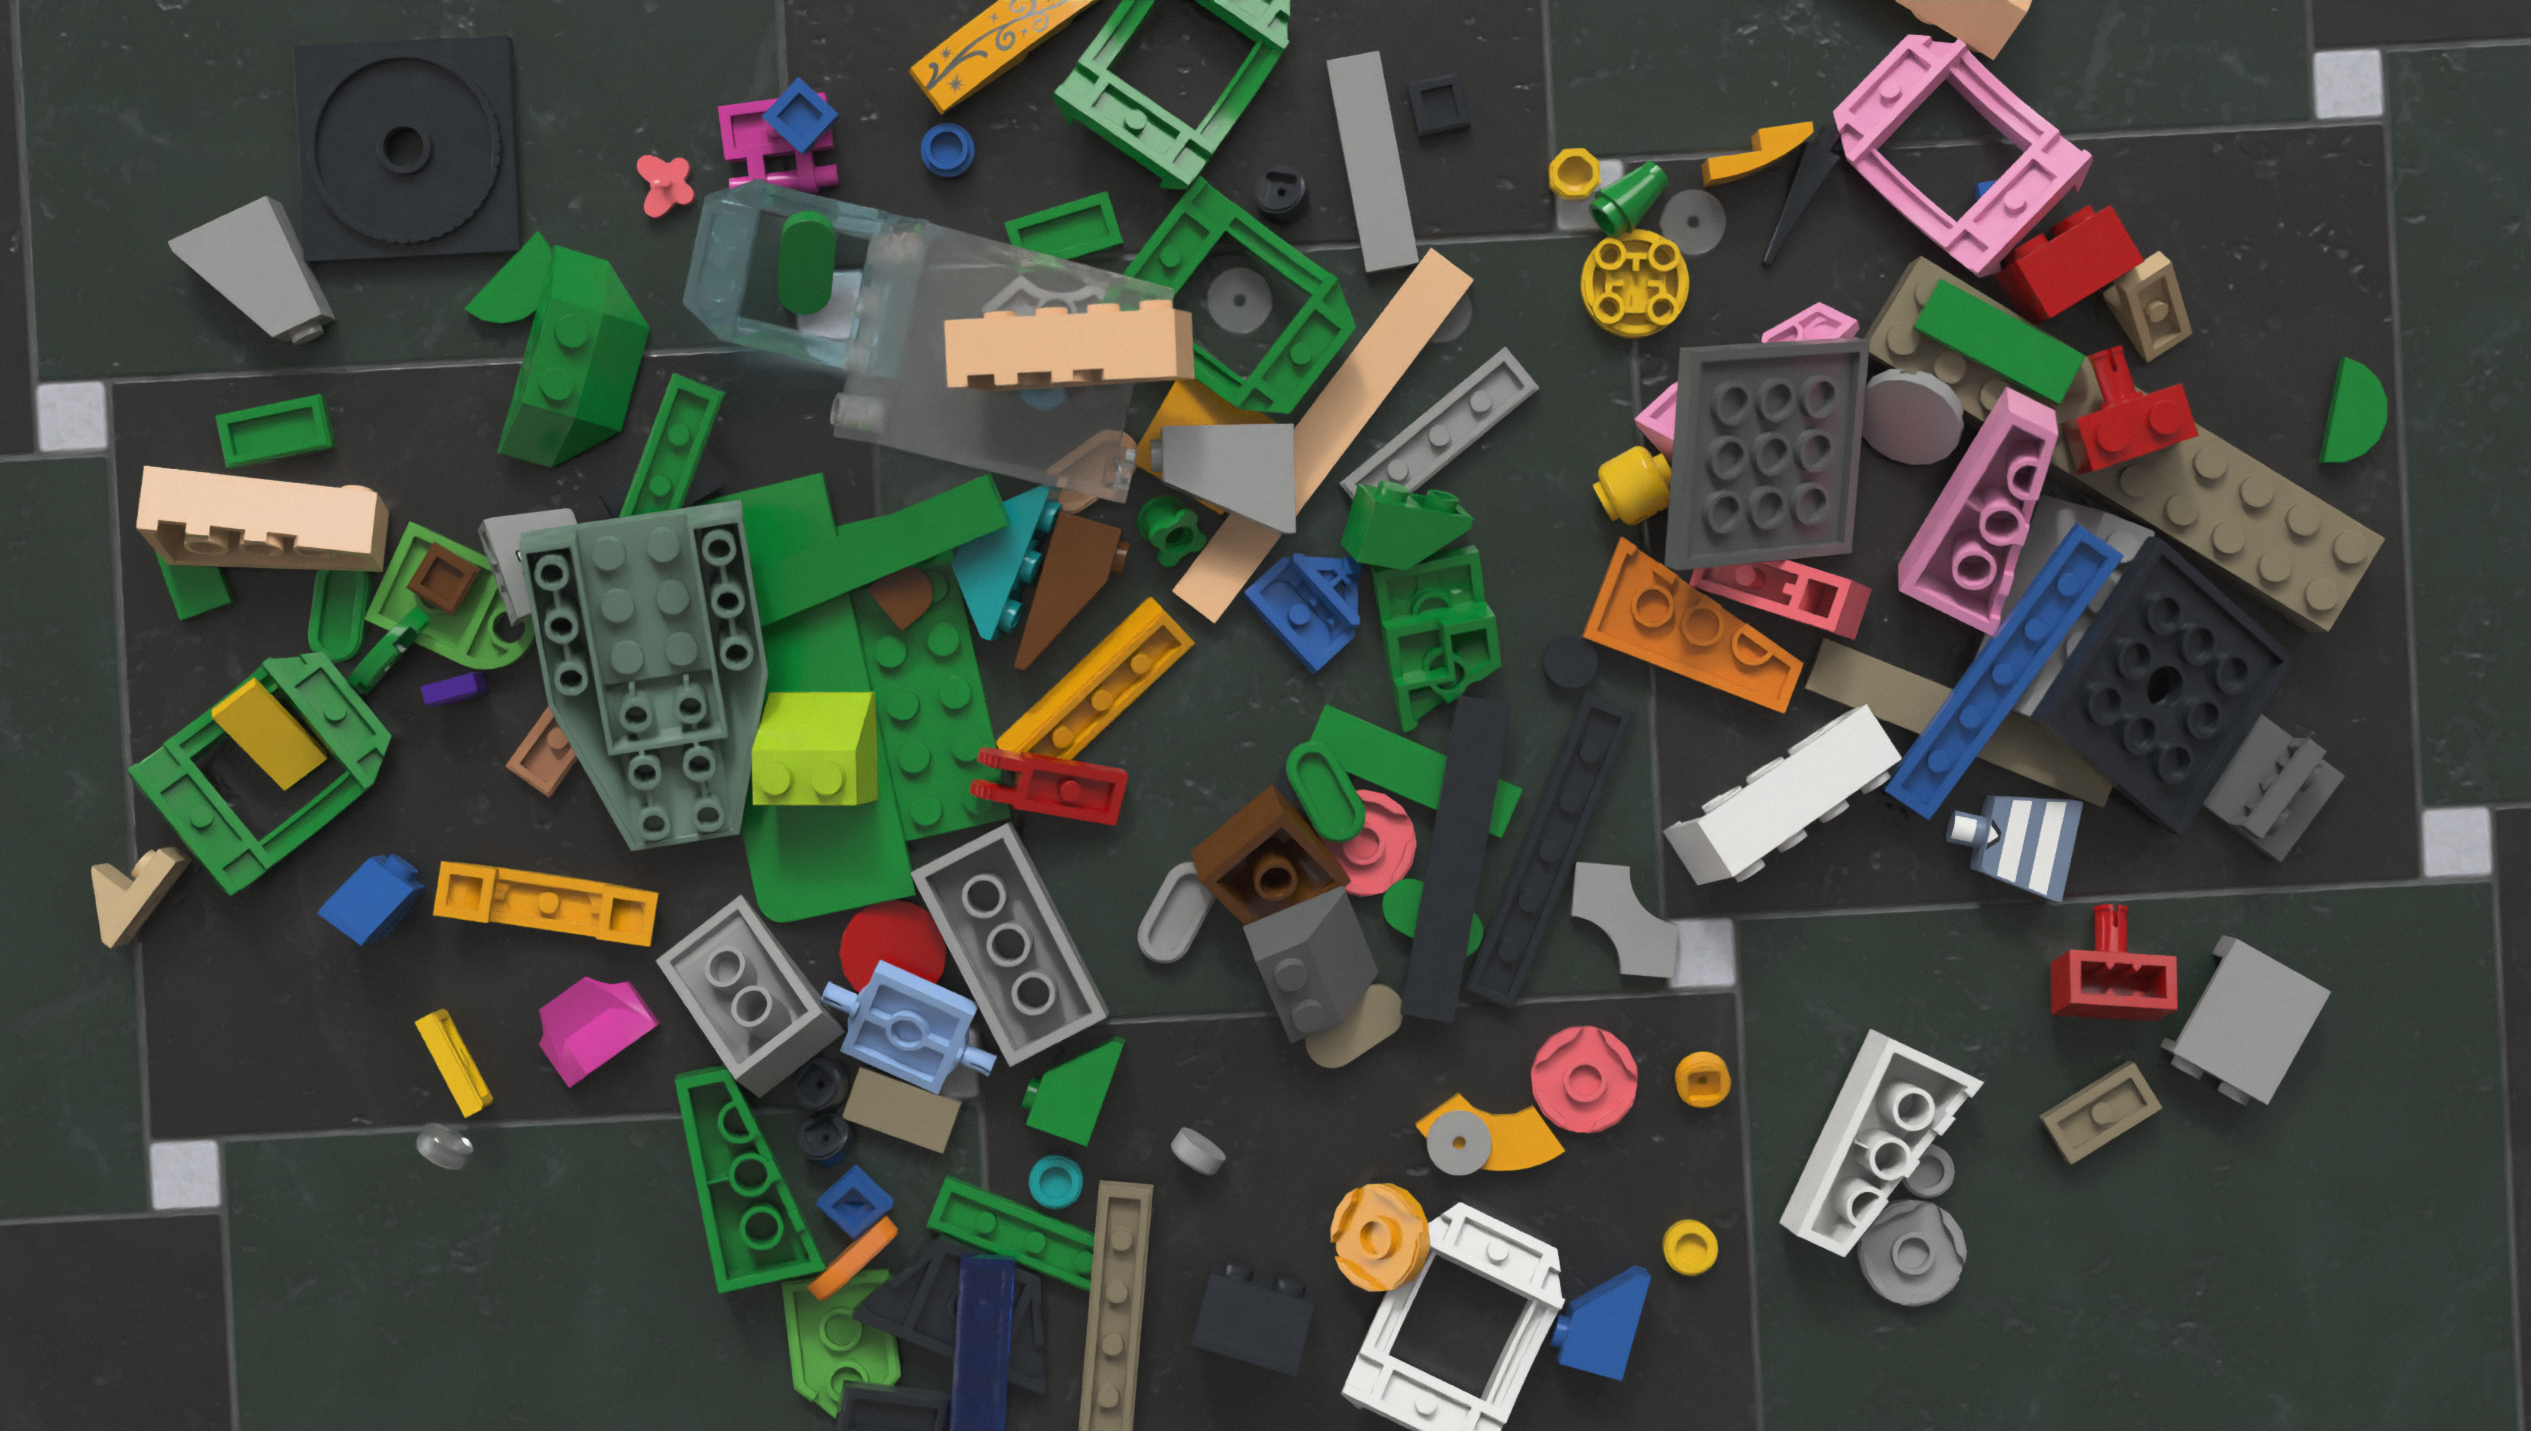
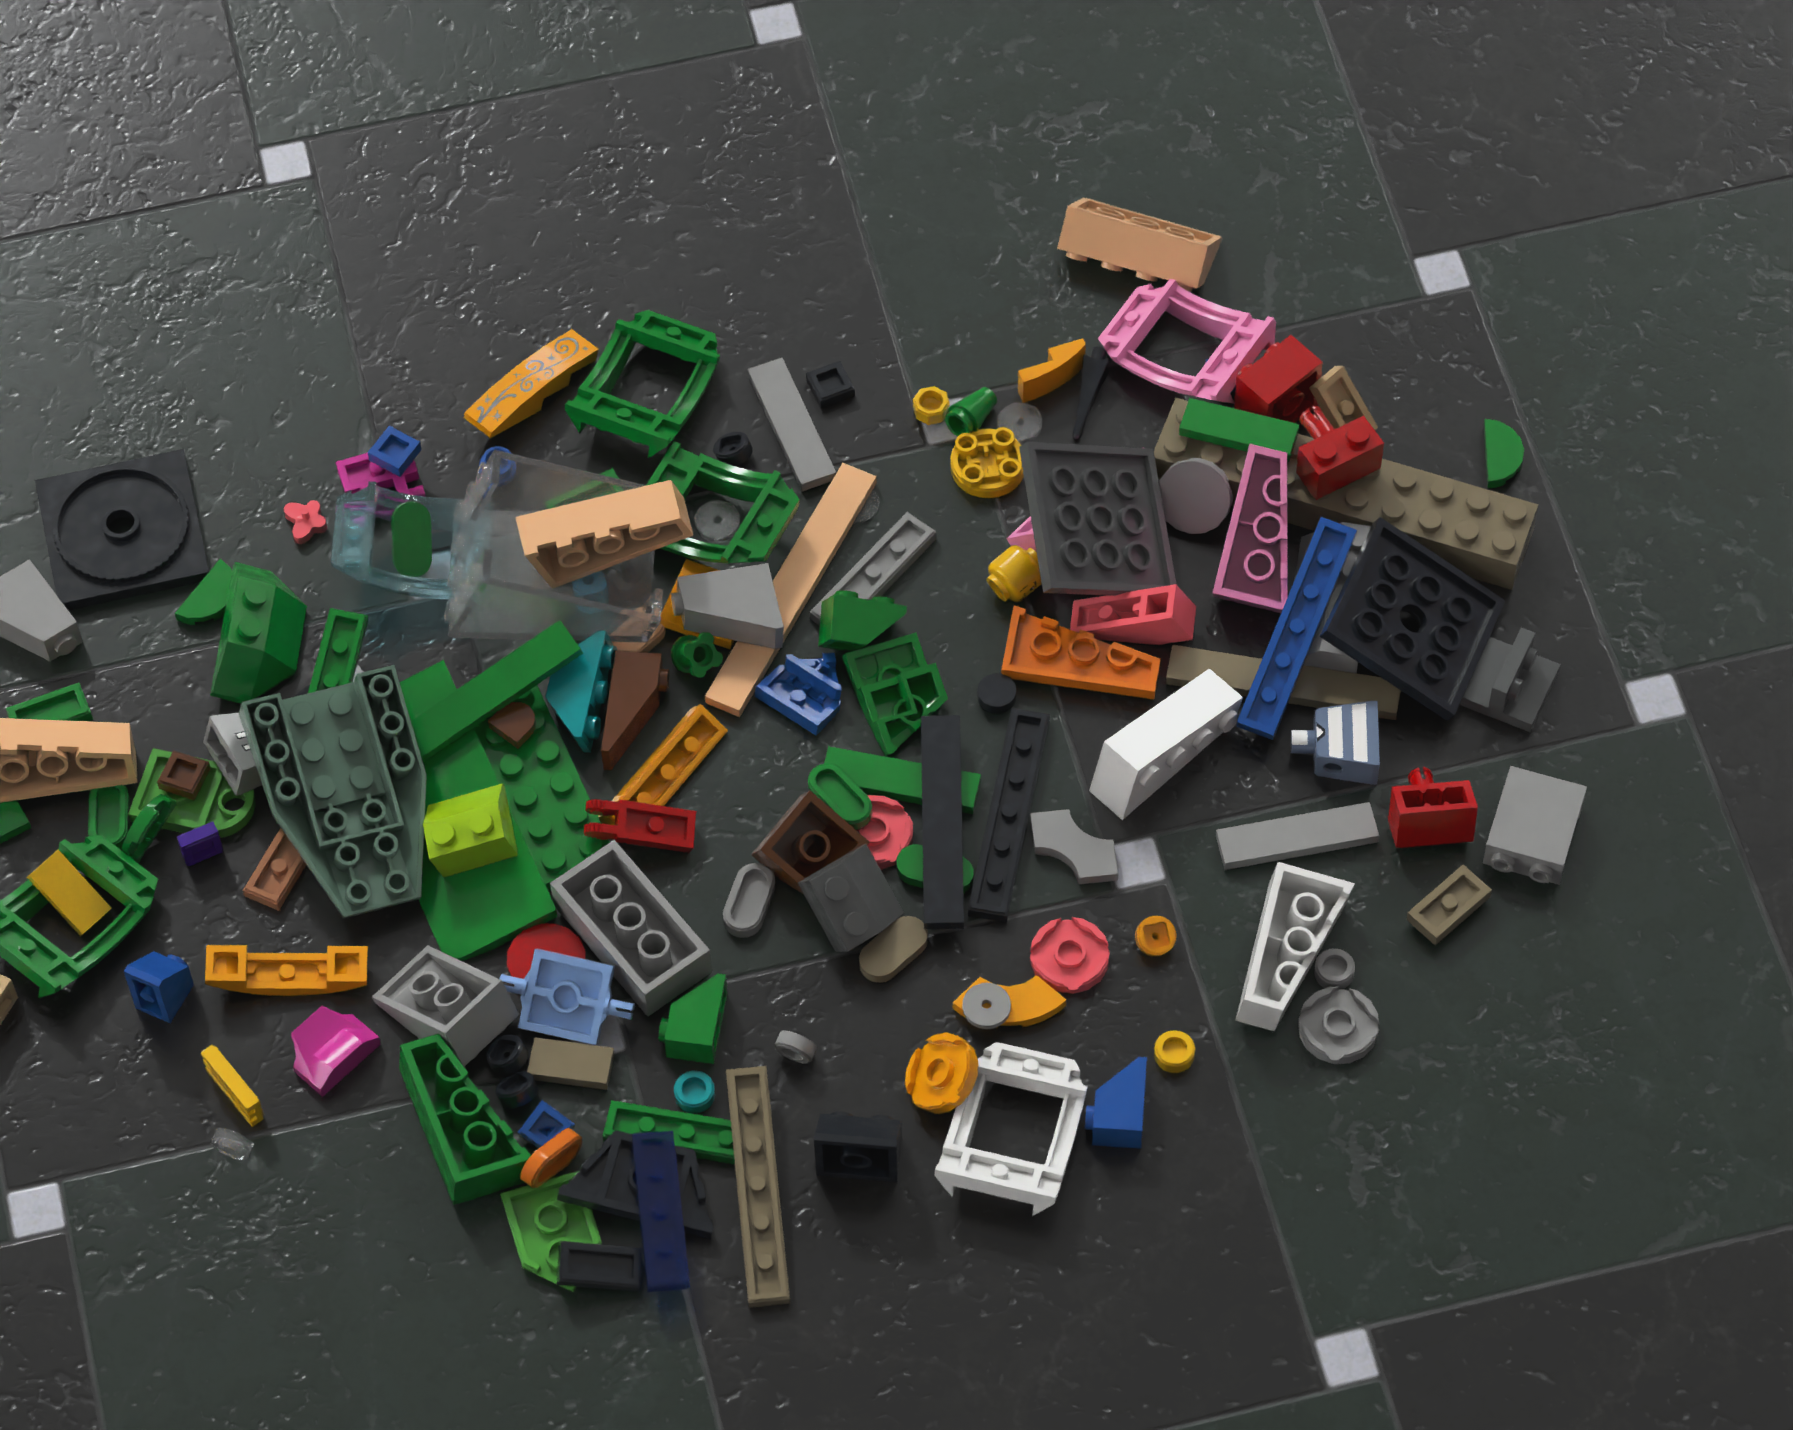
camera: 10 degrees left, 30 degrees down
(1925, 963) = (1297, 836): none -> light grey tile

